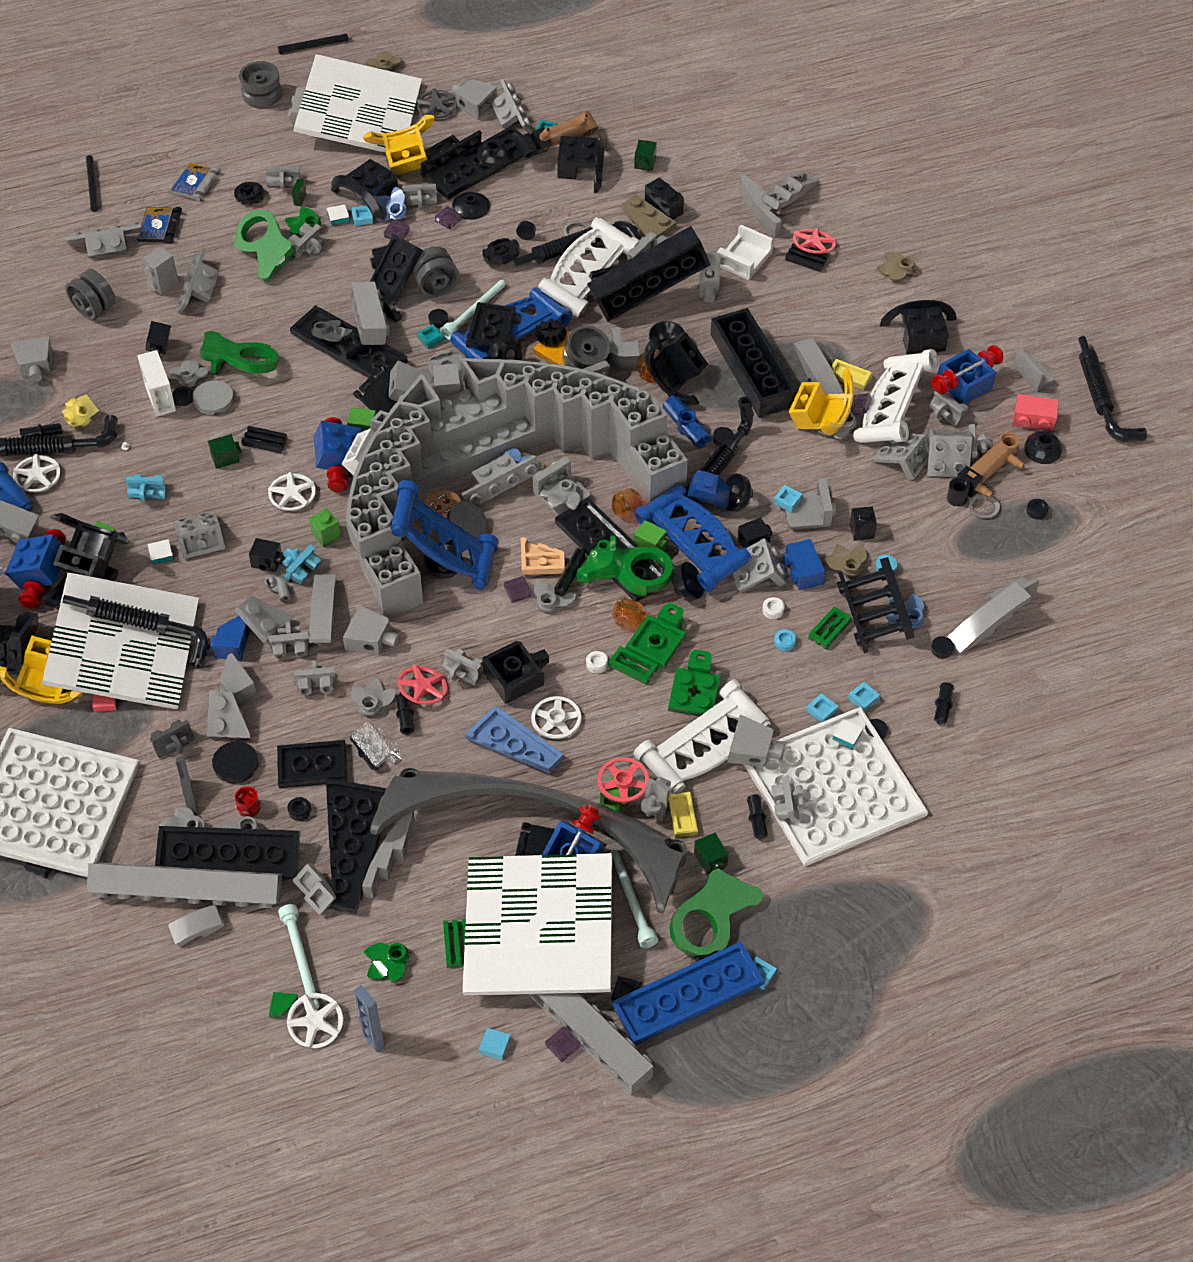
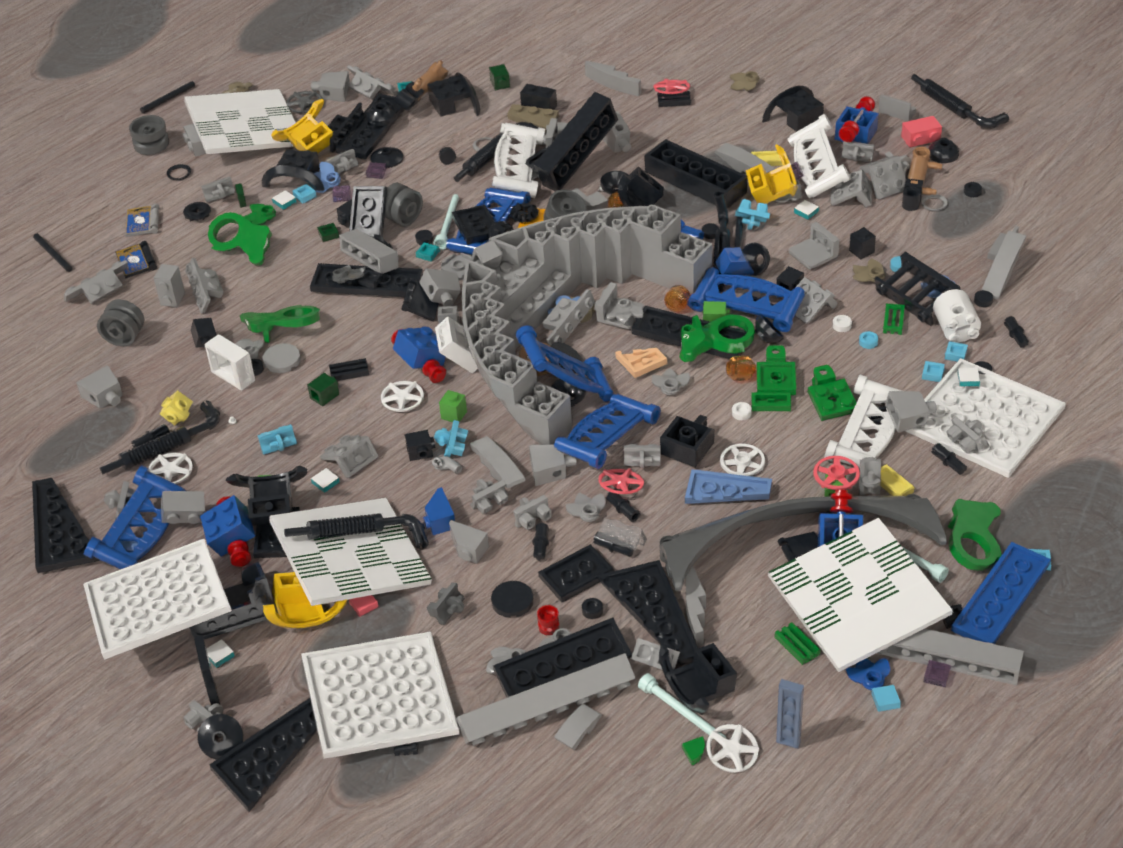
camera: 25 degrees left, 10 degrees down
(186, 784) = (486, 627): dark grey tile -> none
(225, 716) = (481, 568): light grey wing -> none
(262, 617) = (455, 486): light grey wing -> none
(264, 131) = (177, 167): none -> black piece
(302, 714) = (540, 541): none -> black axle
(309, 242) = (275, 223): light grey hips -> none
(333, 935) = (702, 680): none -> black piece
(353, 271) = (328, 232): none -> dark green tile
(360, 418) = (422, 320): bright green brick -> none
(384, 963) = (755, 683): green plate -> none
(406, 640) = (594, 451): none -> blue piece
(499, 1007) = (869, 674): none -> blue plate
(501, 251) = (439, 176): black tile -> none
(517, 589) = (639, 388): clear purple tile -> none
(569, 572) = (672, 359): black axle -> none
(710, 853) = (939, 495): dark green brick -> none
(746, 252) = (631, 108): white panel -> none
(749, 453) = (738, 232): none -> black bar
(784, 440) = (750, 216): none -> medium azure hips
(787, 498) = (794, 249): medium azure tile -> none
(791, 190) = (628, 60): light grey slope -> none
(804, 564) = (843, 285): blue brick -> none
(840, 455) = (806, 209): none -> white tile
(888, 657) = (957, 316): none -> white cylinder

